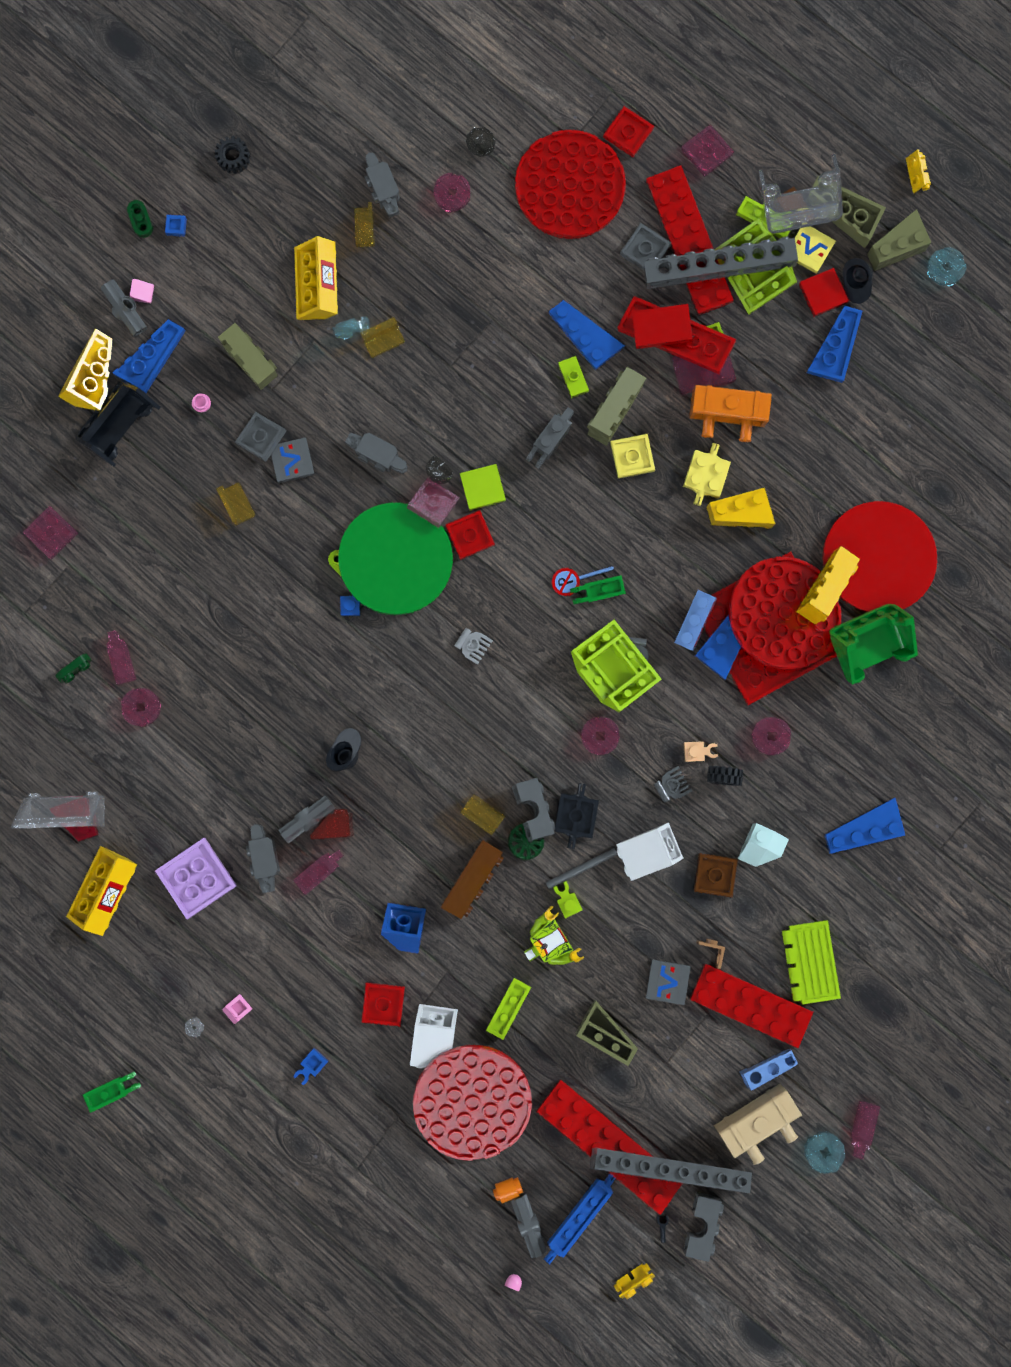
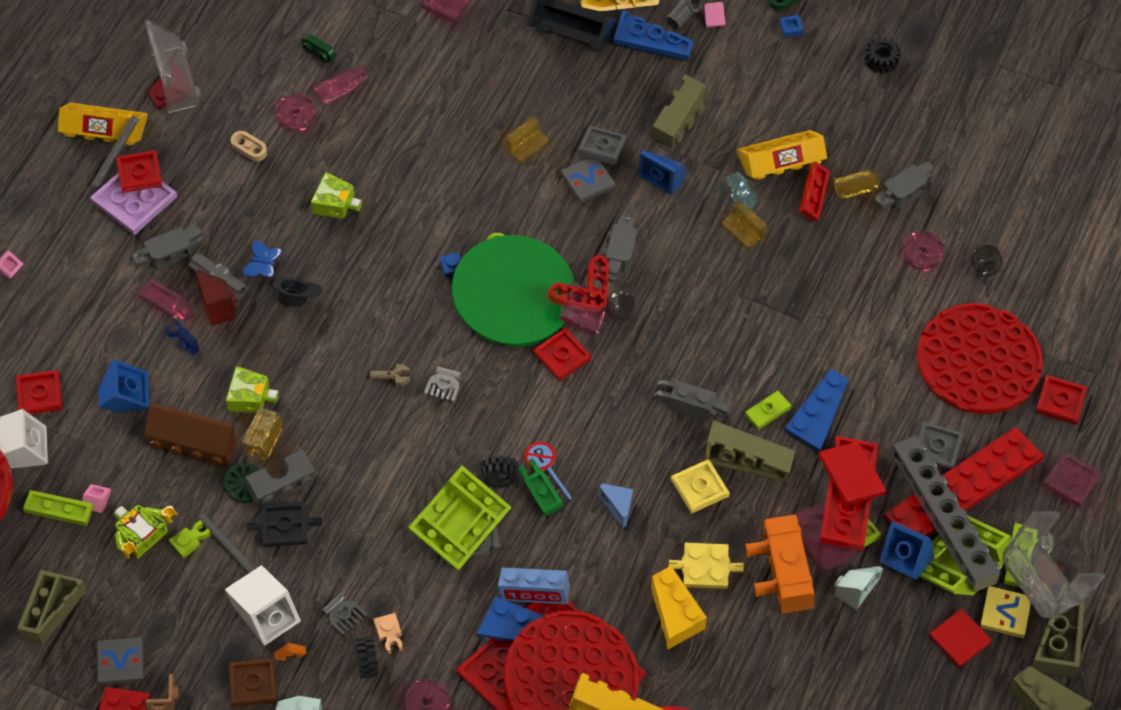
camera: 75 degrees right, 25 degrees down
(143, 885) = (115, 151): none -> dark grey bar
(168, 758) = (250, 146): none -> tan plate
(172, 867) = (139, 171): none -> red tile
(201, 403) = (619, 89): bright pink plate -> none
(250, 693) = (334, 198): none -> lime torso
(300, 774) = (263, 260): none -> blue piece
(308, 390) = (661, 171): none -> blue slope
(365, 264) = (814, 191): none -> red plate
(368, 862) = (186, 339): none -> clear blue plate
(422, 490) = (586, 294): none -> red beam
(437, 816) = (249, 391): none -> lime torso
(450, 688) = (394, 375): none -> dark tan bar
(482, 487) = (617, 353): lime tile -> none
(504, 972) = (98, 496): none -> bright pink slope
(579, 620) = (499, 471): none -> black tyre
(589, 737) = (383, 538): clear pink plate -> none
(631, 528) = (617, 500): none -> medium blue slope
(698, 838) = (290, 650): none -> orange tile
(743, 308) = (906, 550): none -> blue slope
(761, 355) = (857, 585): none -> light aqua slope
(836, 350) = (901, 666): blue wing -> none
(857, 280) = (988, 667): black piece -> none

